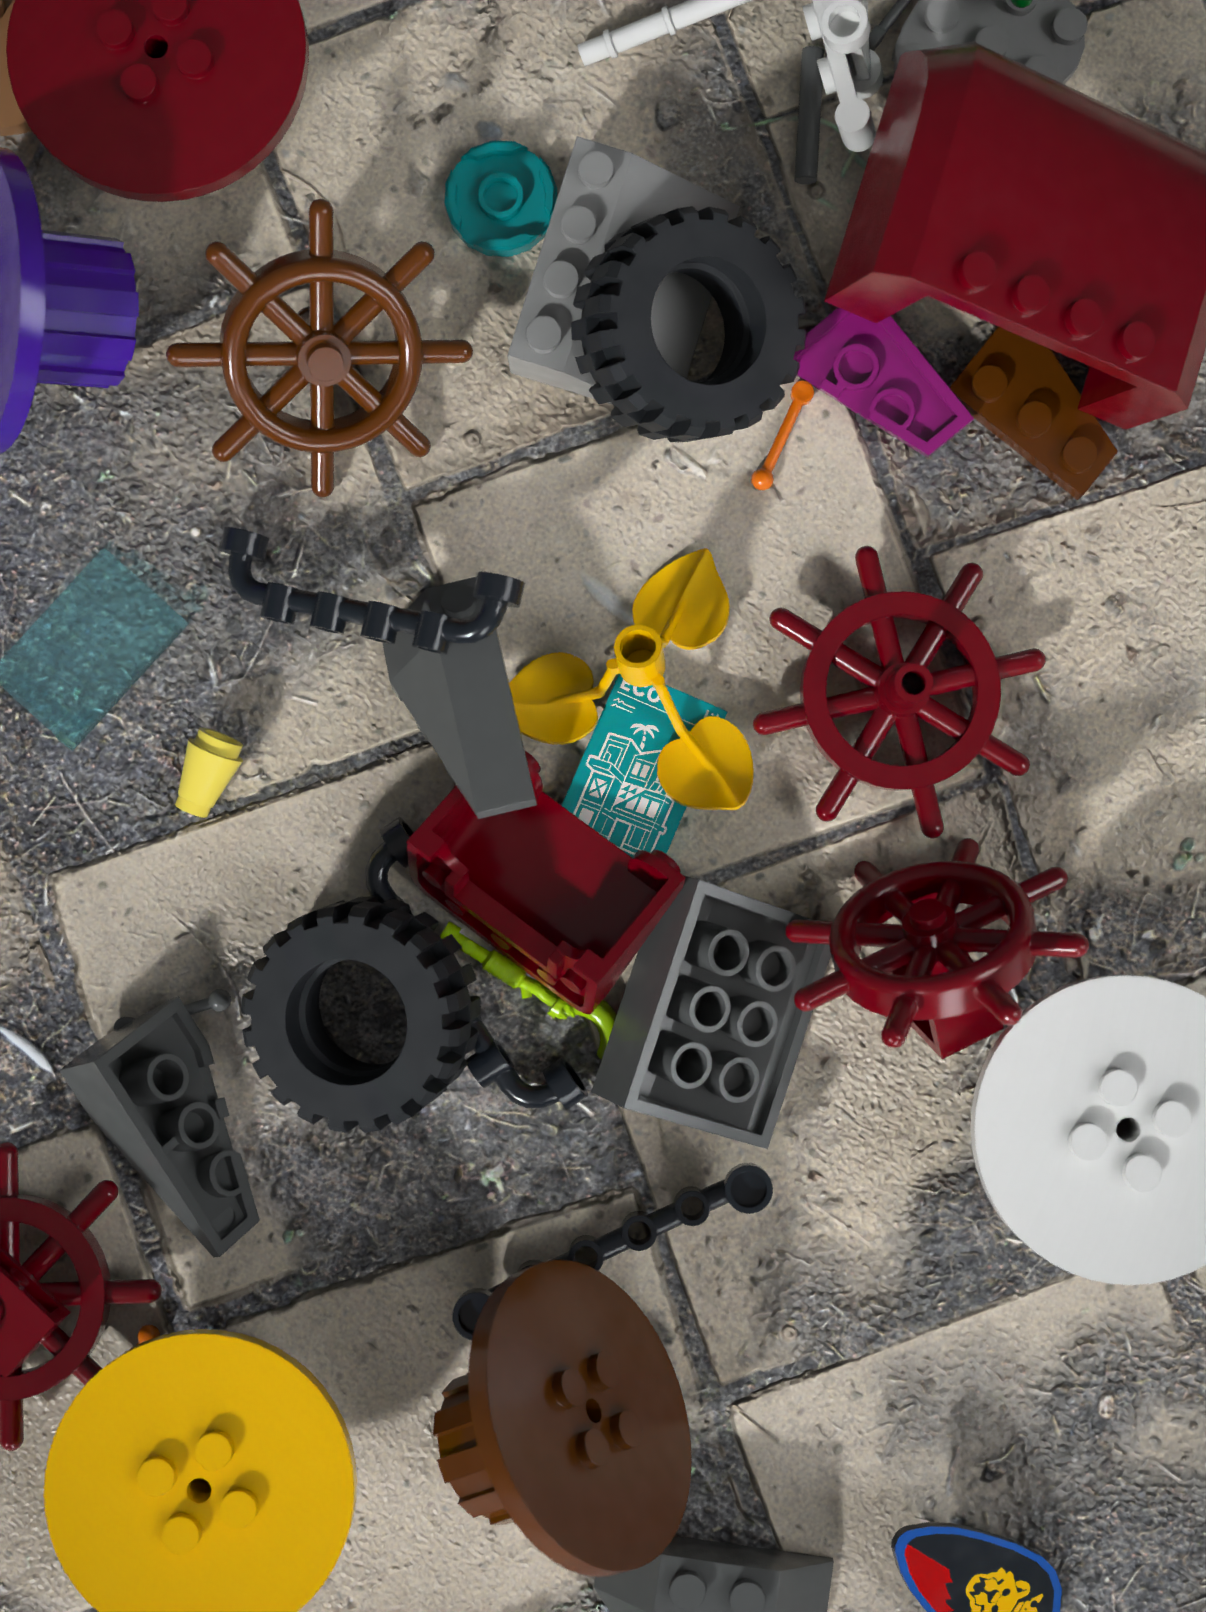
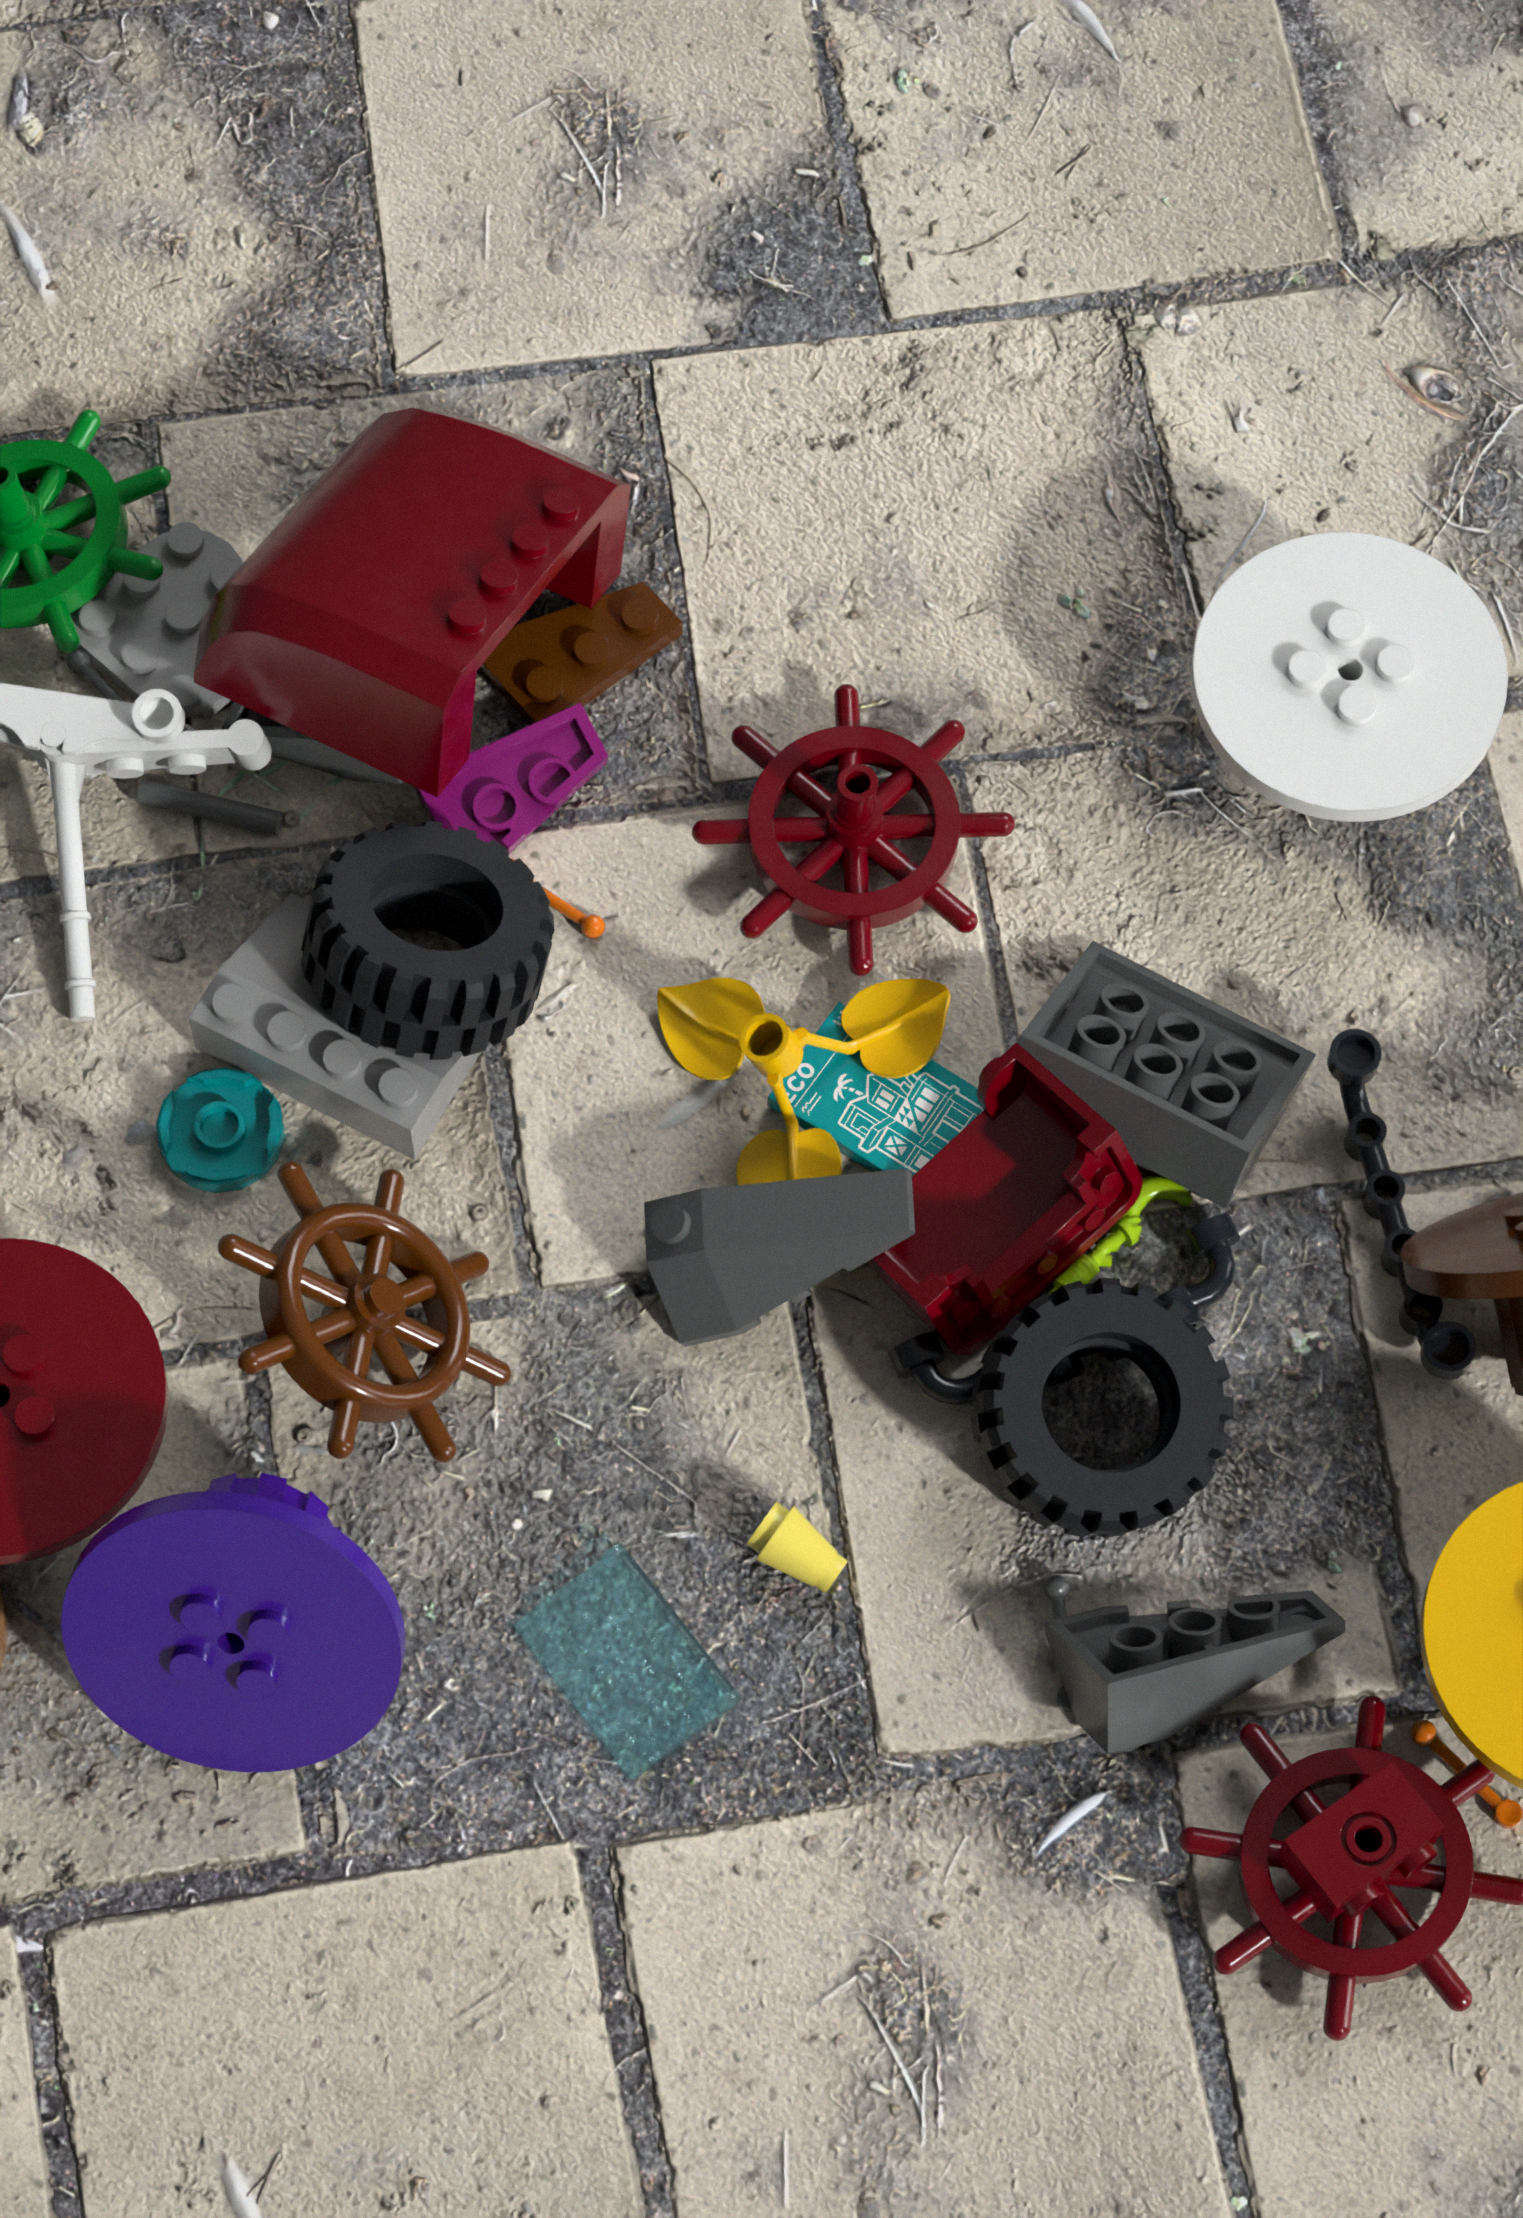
camera: 80 degrees left, 20 degrees down
(378, 620) = (651, 1360): black bar -> none
(925, 969) = (1148, 834): dark red piece -> none

